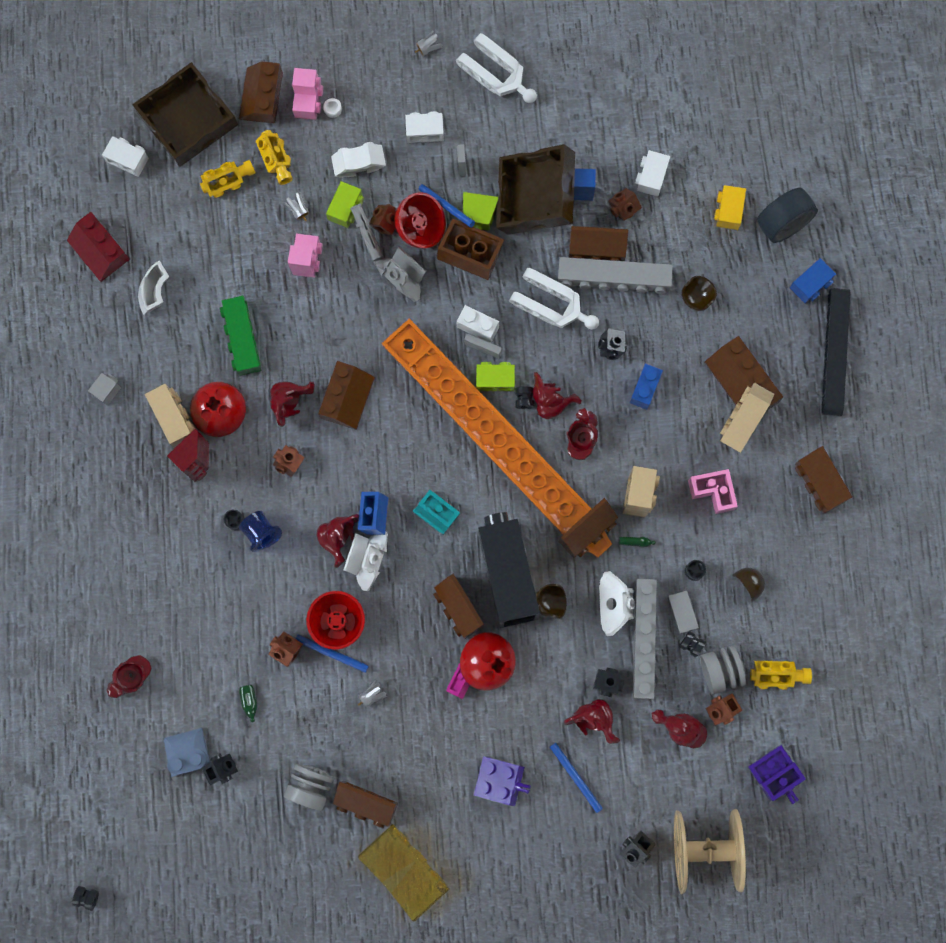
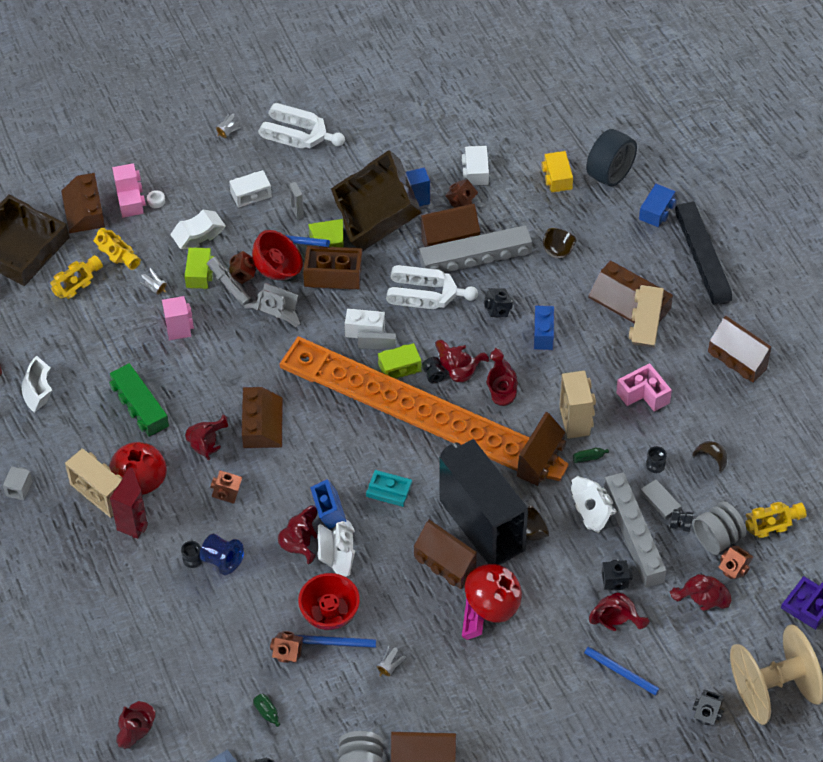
camera: 25 degrees left, 25 degrees down
(500, 781) = (549, 695): plate -> none

